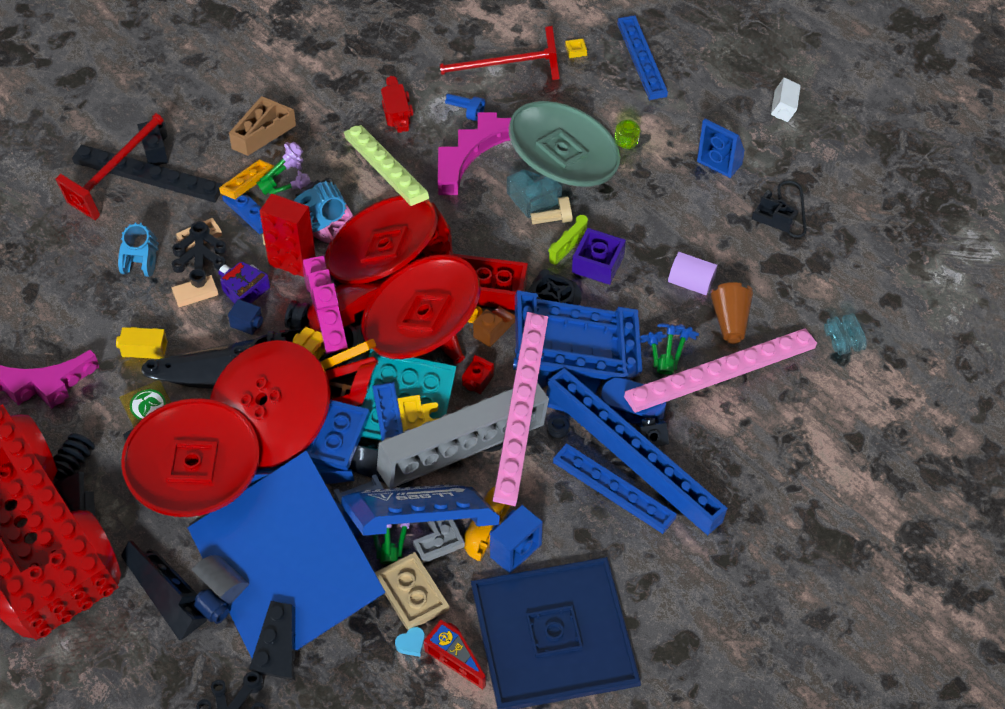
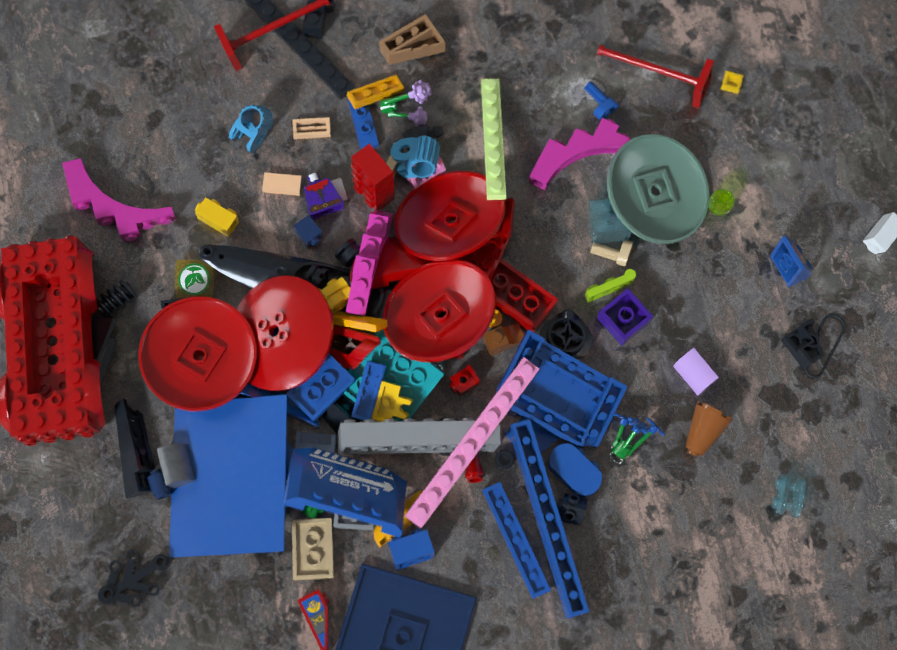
camera: 25 degrees right, 20 degrees up
(198, 232) = (300, 149): black plant -> none
(275, 646) = (188, 543): black wing -> none
(396, 105) = (538, 72): red hinge -> none
(411, 642) = (291, 591): medium azure tile -> none
(536, 447) = (474, 471): none -> red cone
(642, 58) = (784, 122): blue plate -> none
(719, 370) = (663, 479): bright pink plate -> none

